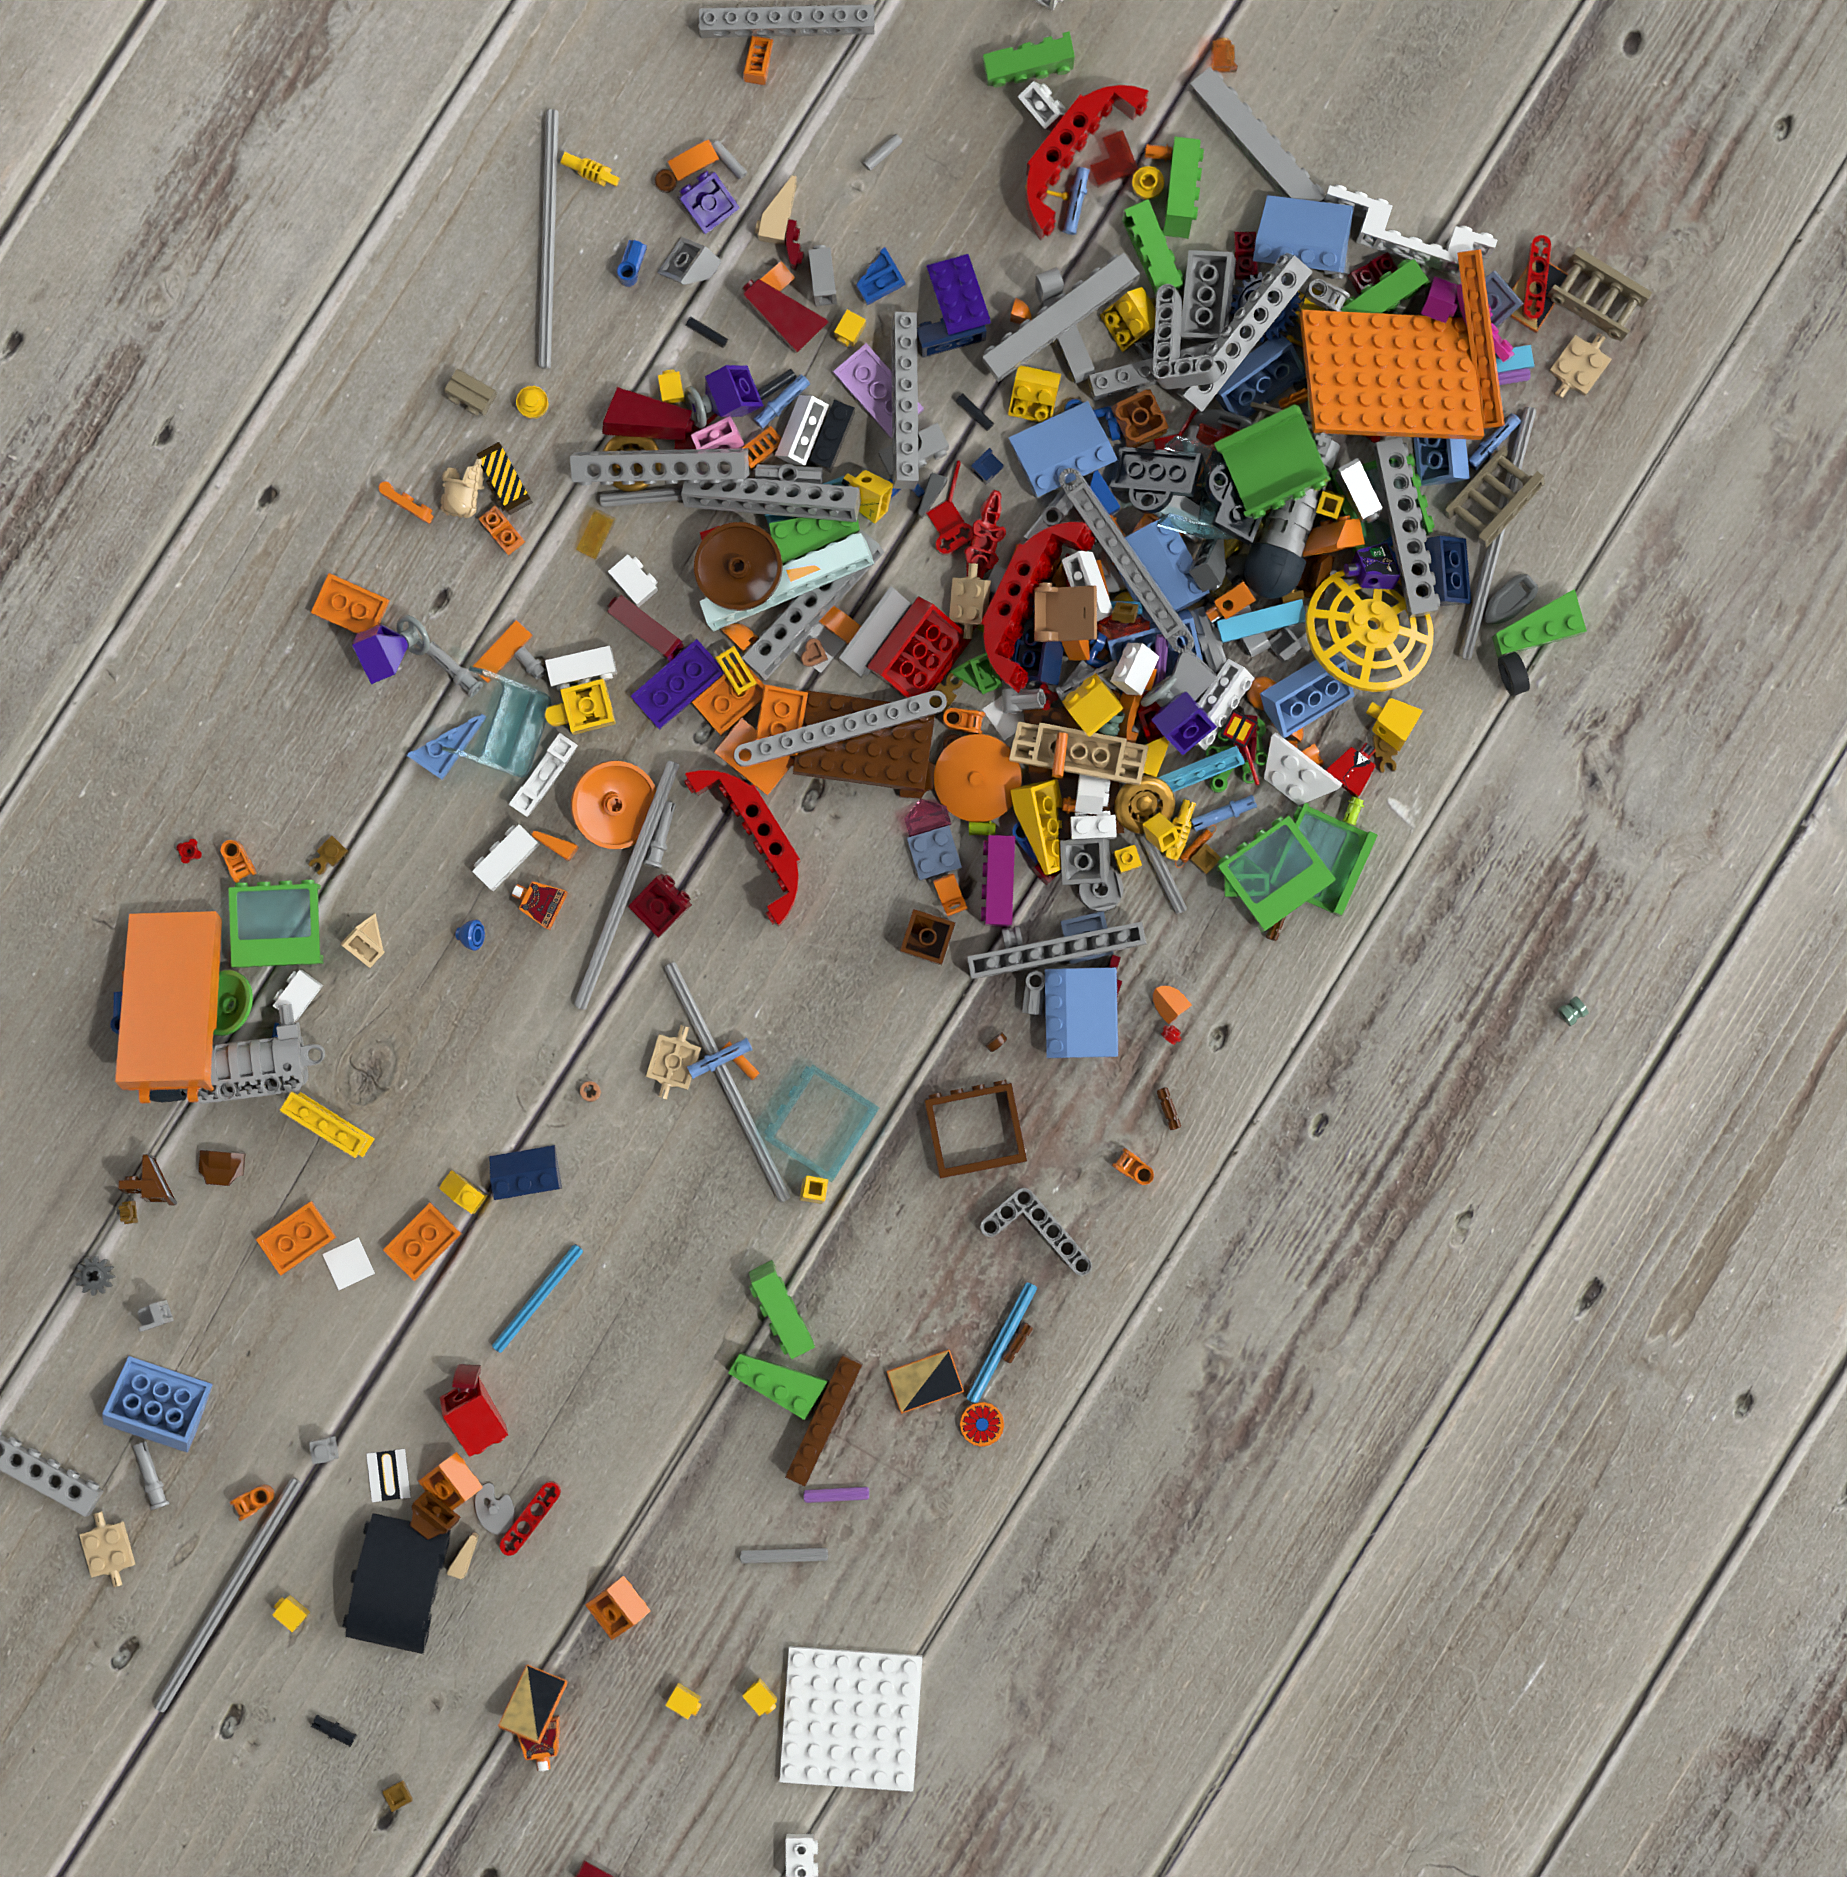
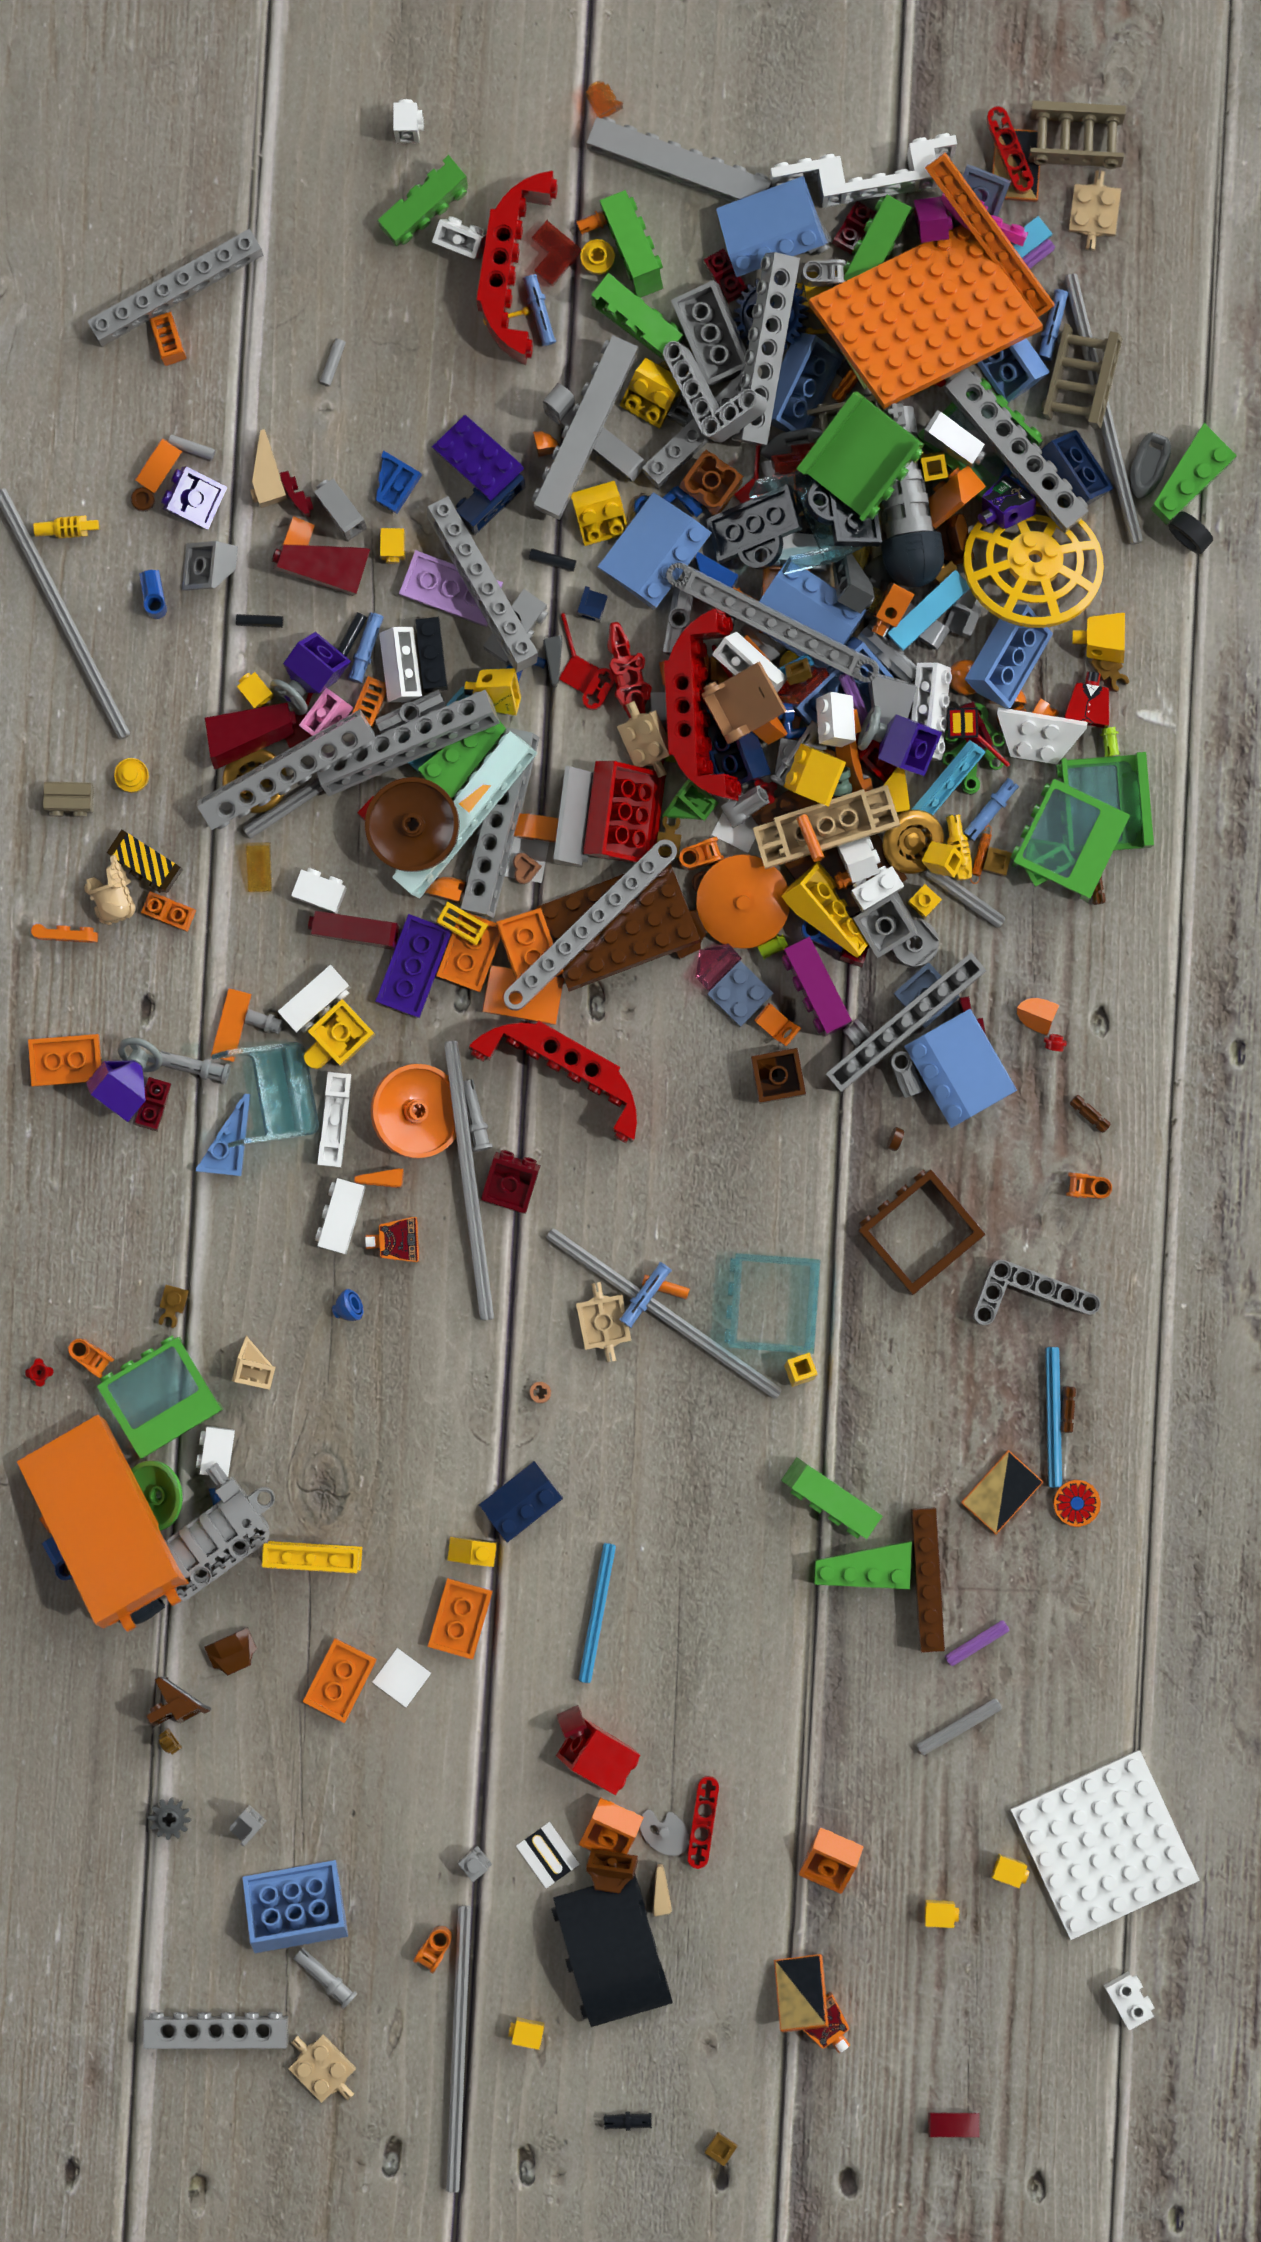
camera: 25 degrees left, 0 degrees up
(402, 682) = (152, 1109): none -> dark red slope

